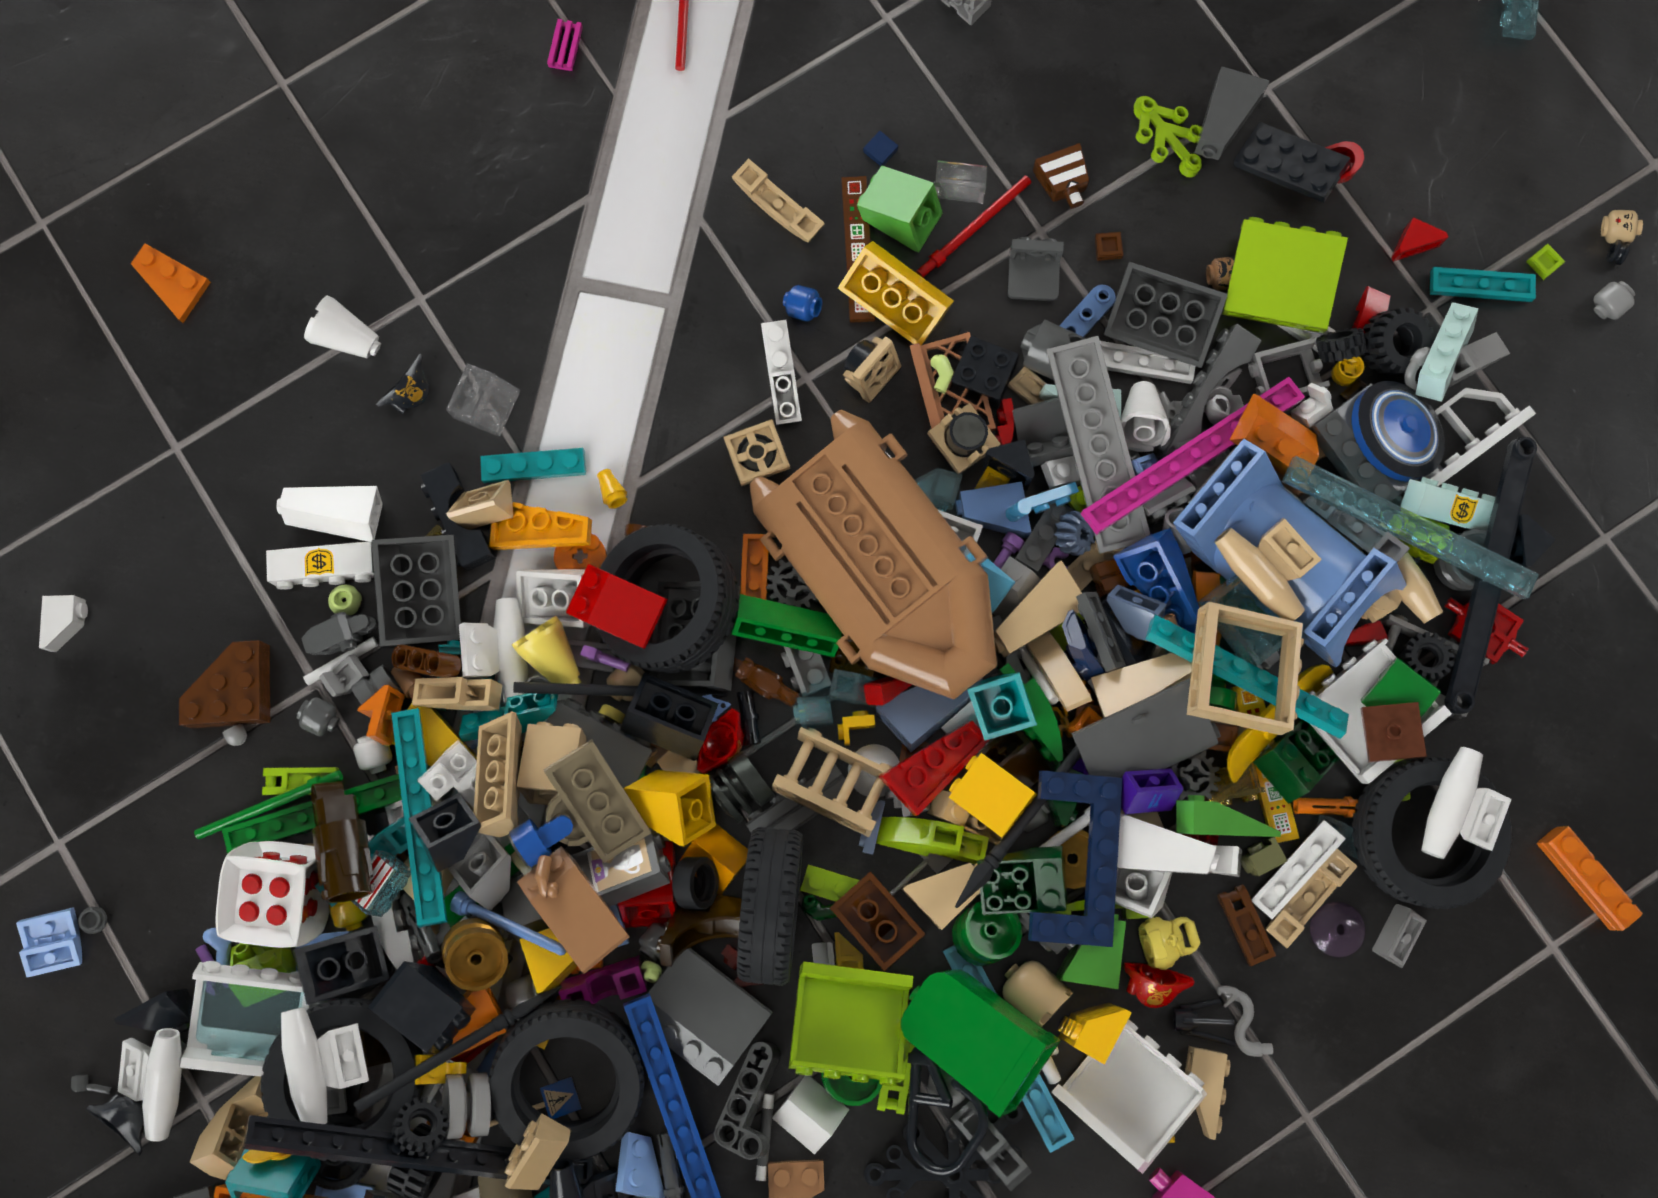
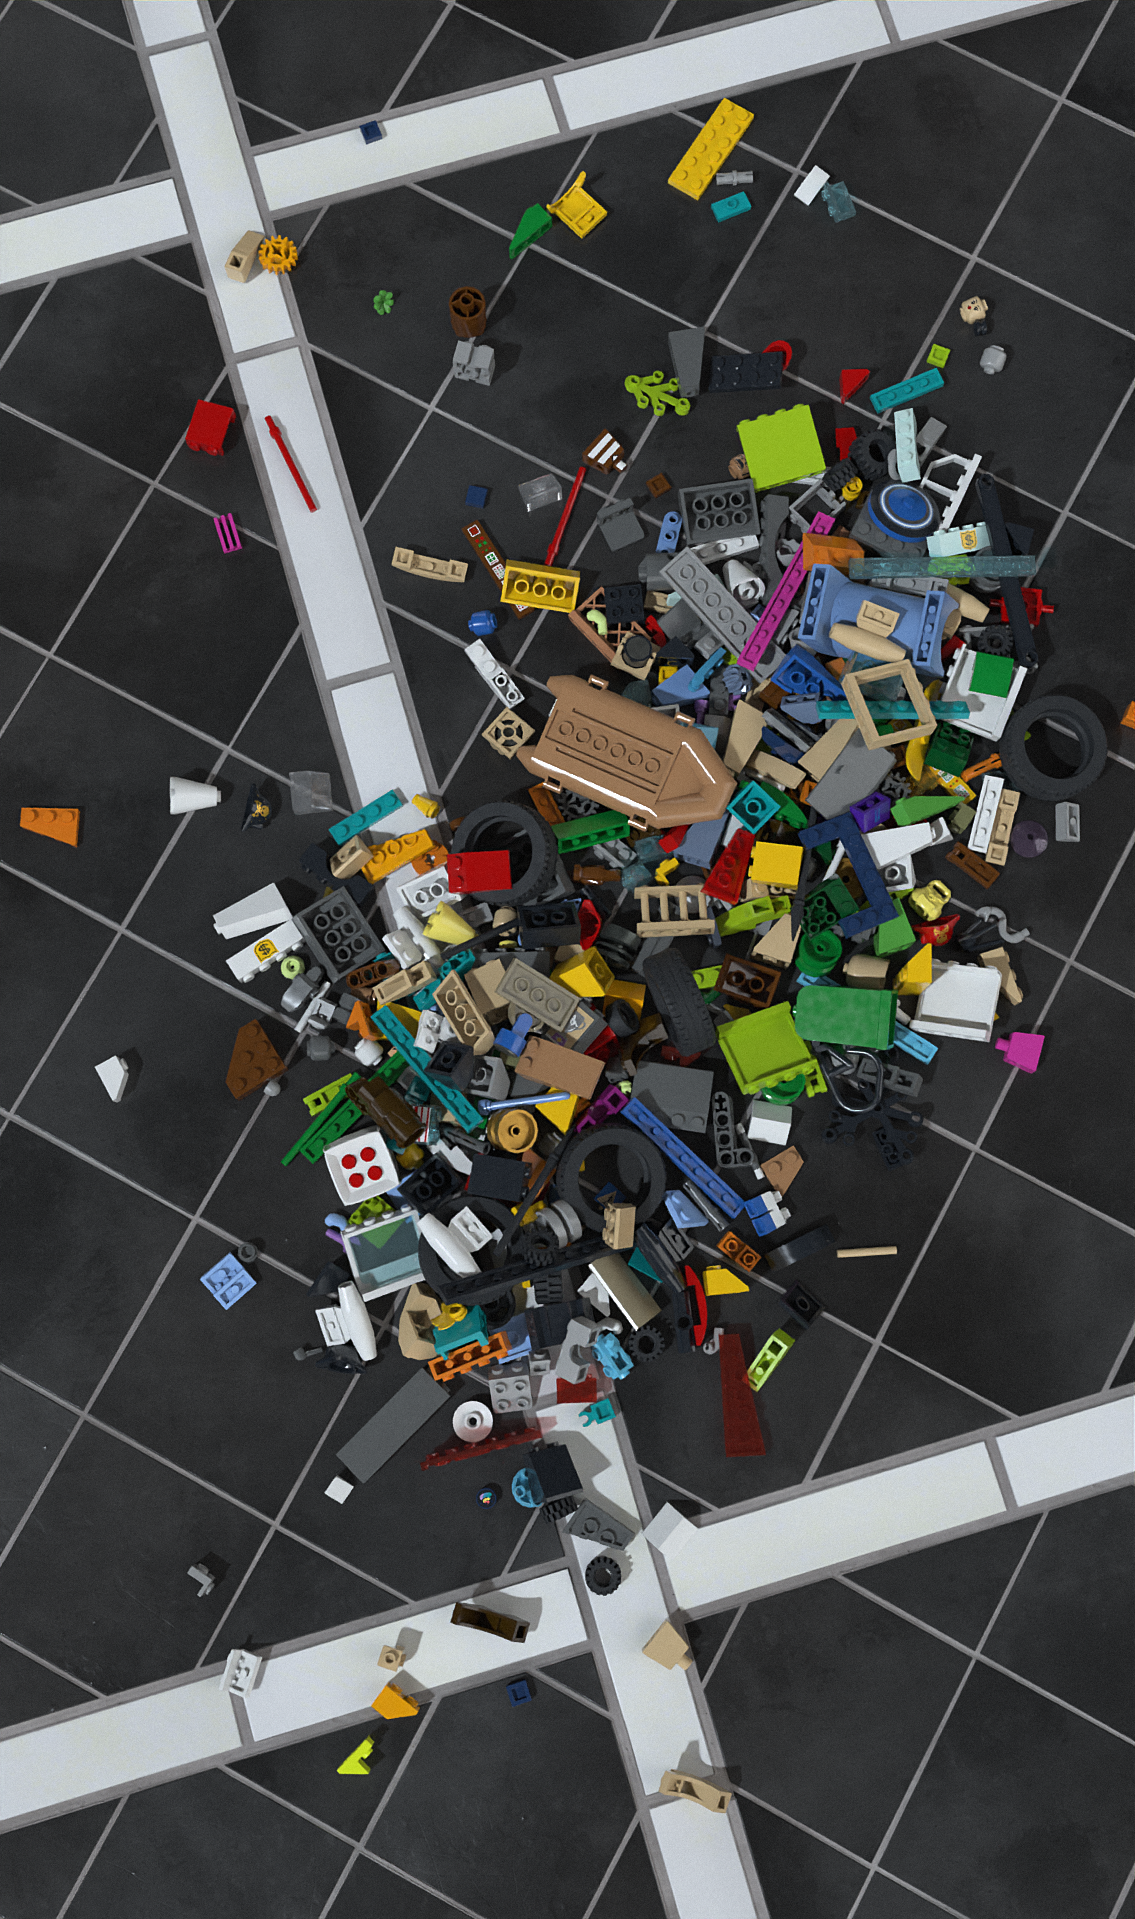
camera: 30 degrees left, 0 degrees up
(542, 877) = (530, 1055): medium nougat arm -> none
(598, 656) = (478, 913): medium lavender bar -> none
(871, 366) = (548, 642): tan piece -> none
(901, 206) = (512, 528): slope -> none
(1313, 408) = (844, 523): white bracket -> none
(1393, 732) = (998, 698): copper plate -> none
(1464, 808) = (1063, 720): white plate -> none

